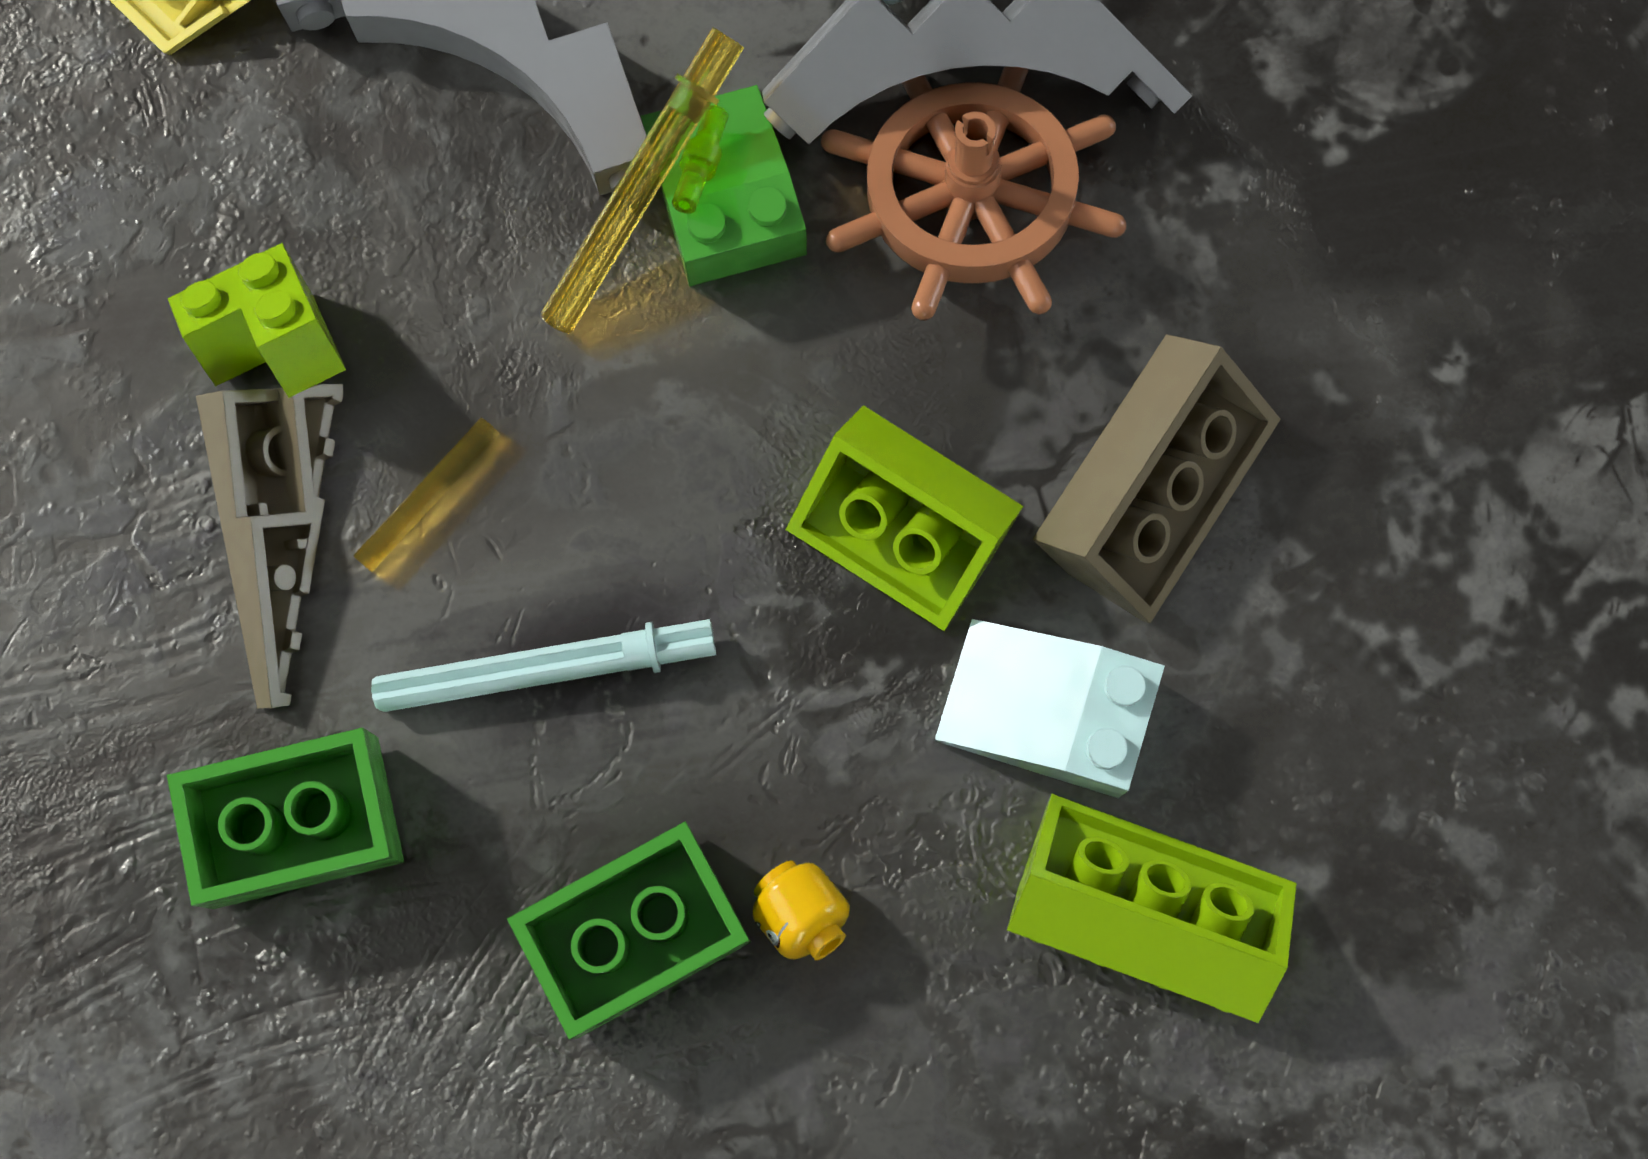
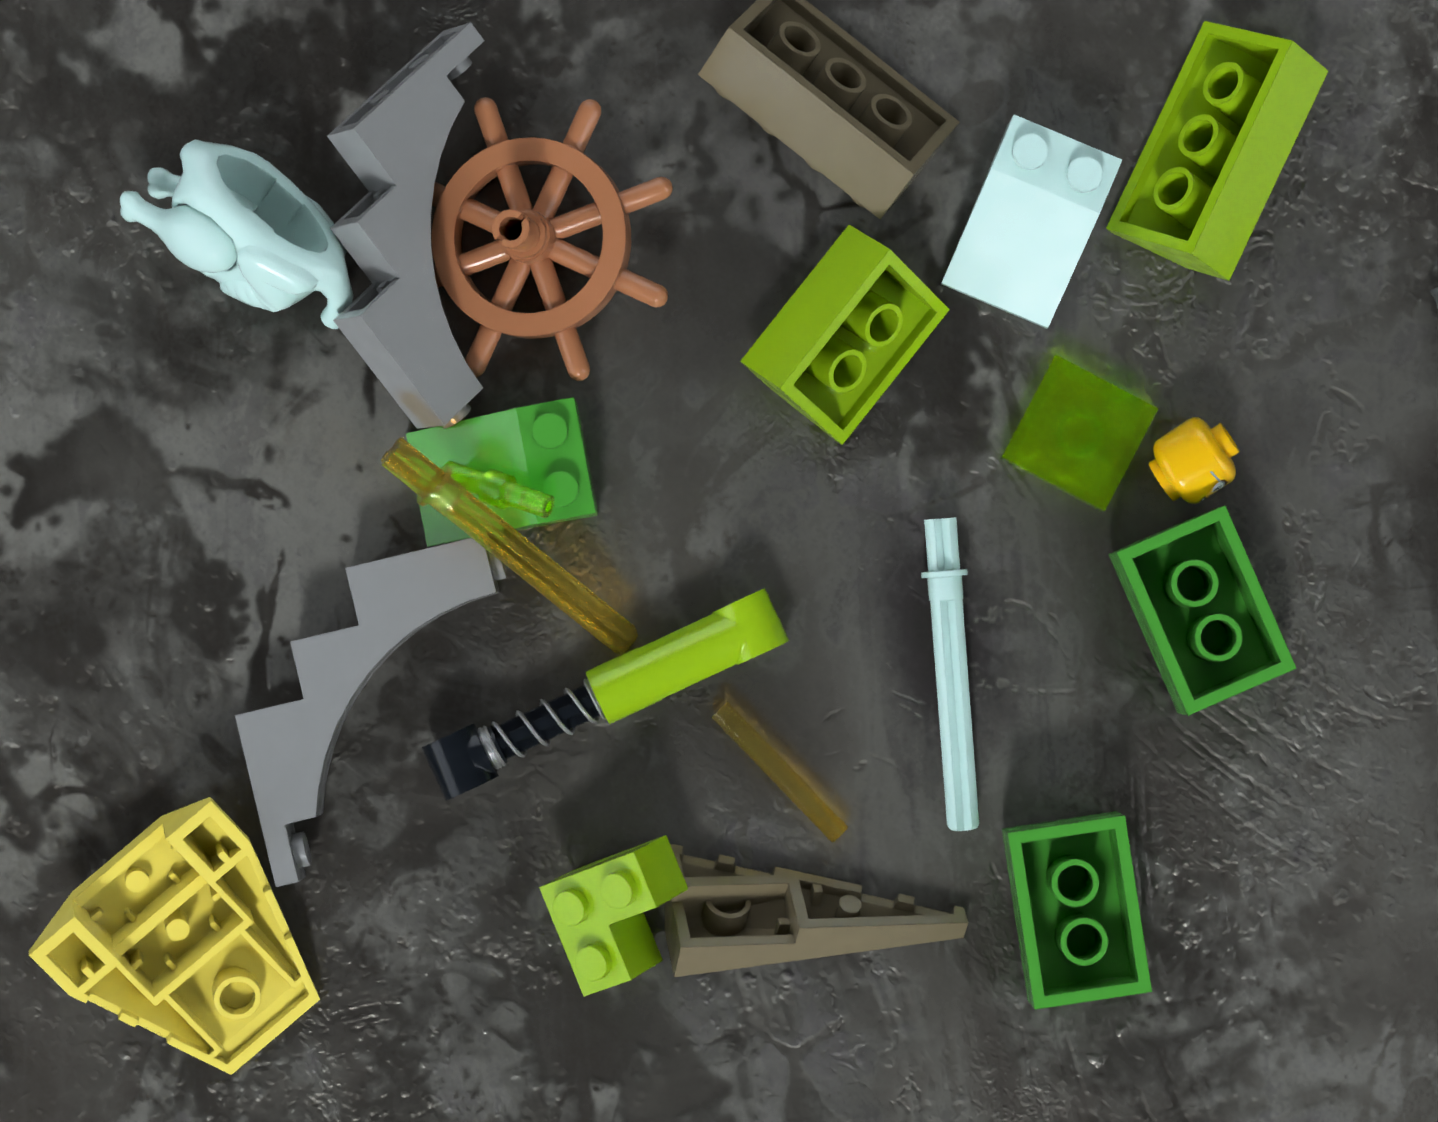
camera: 85 degrees left, 10 degrees up
(501, 310) = (612, 691): none -> piece
(821, 783) = (1079, 433): none -> clear neon green plate

